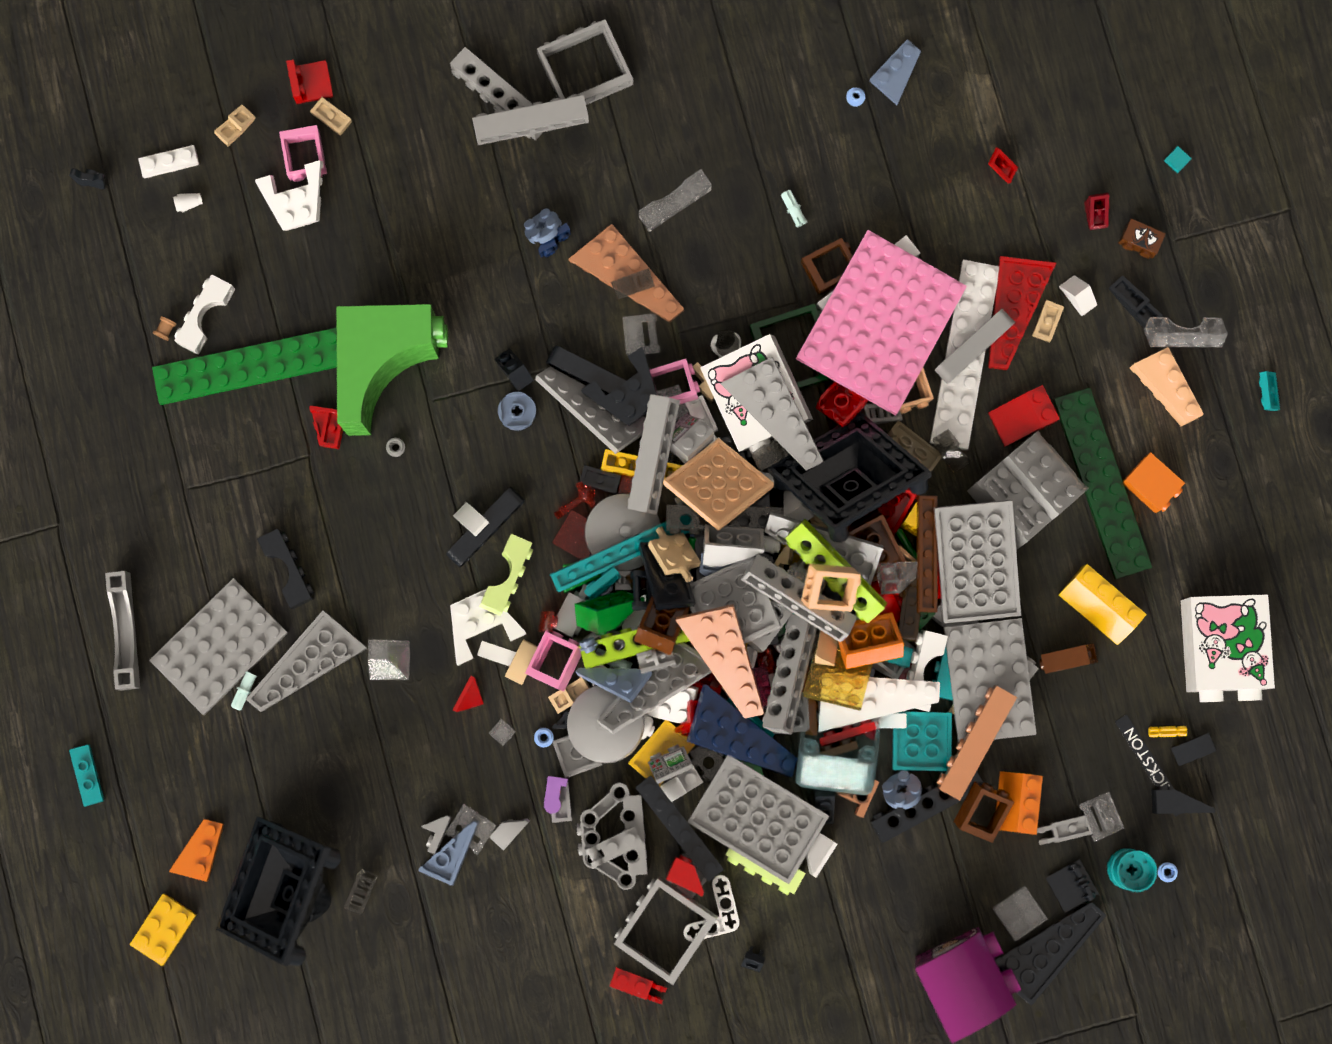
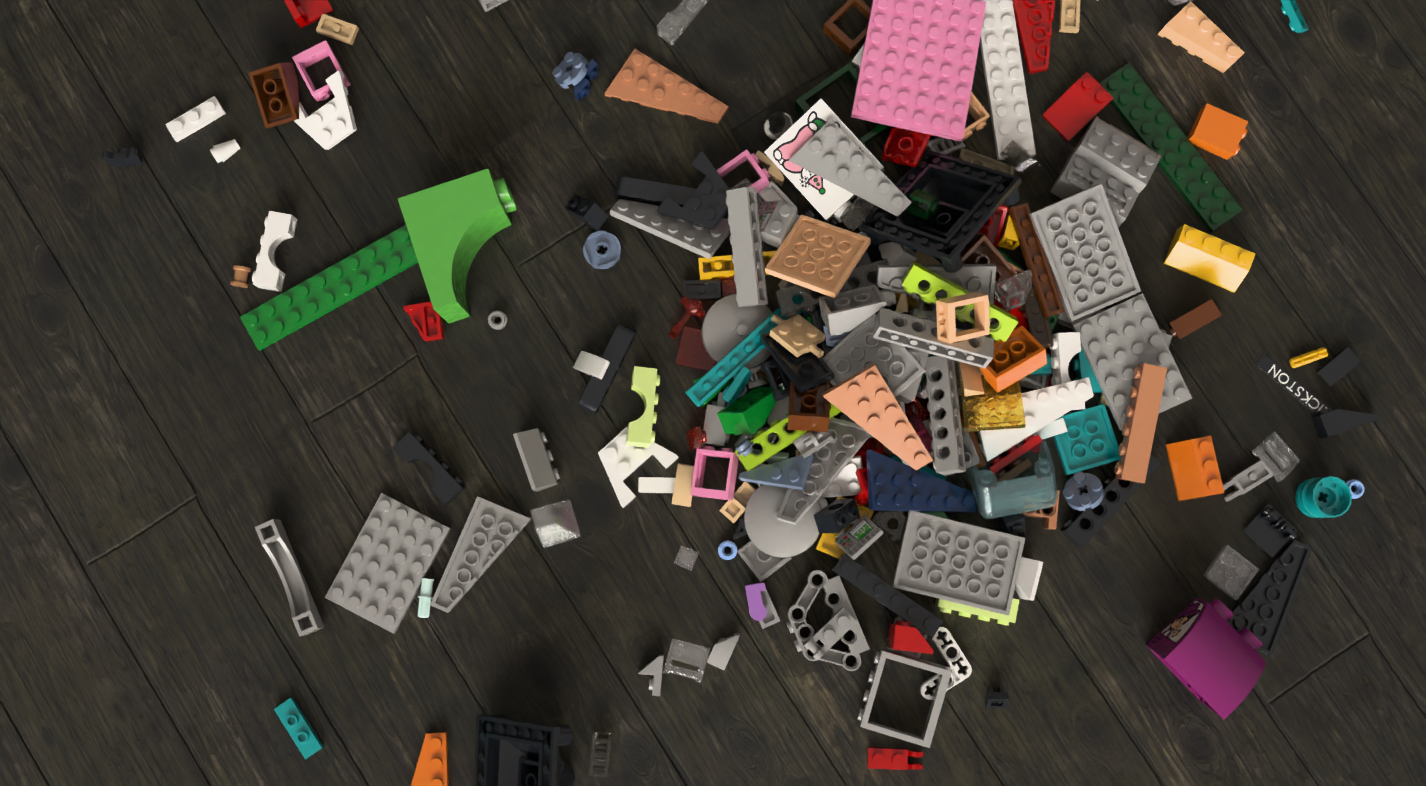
camera: 15 degrees left, 0 degrees up
(236, 124) = (250, 60): tan slope -> none
(253, 163) = (276, 93): none -> reddish brown slope
(390, 593) = (536, 459): none -> light grey slope
(448, 861) = (675, 696): sand blue wing -> none
(469, 697) = (644, 534): red slope -> none
(632, 284) = (673, 97): clear smoke slope -> none
(634, 333) = (689, 144): clear plate -> none
(656, 737) = (836, 516): none -> black brick
(681, 784) = (874, 553): white slope -> none
(837, 467) = (924, 204): none -> dark green window
(970, 804) = (1154, 484): reddish brown window -> none
(974, 346) = (1011, 55): light grey beam -> none
(1227, 646) = (1339, 260): brick -> none

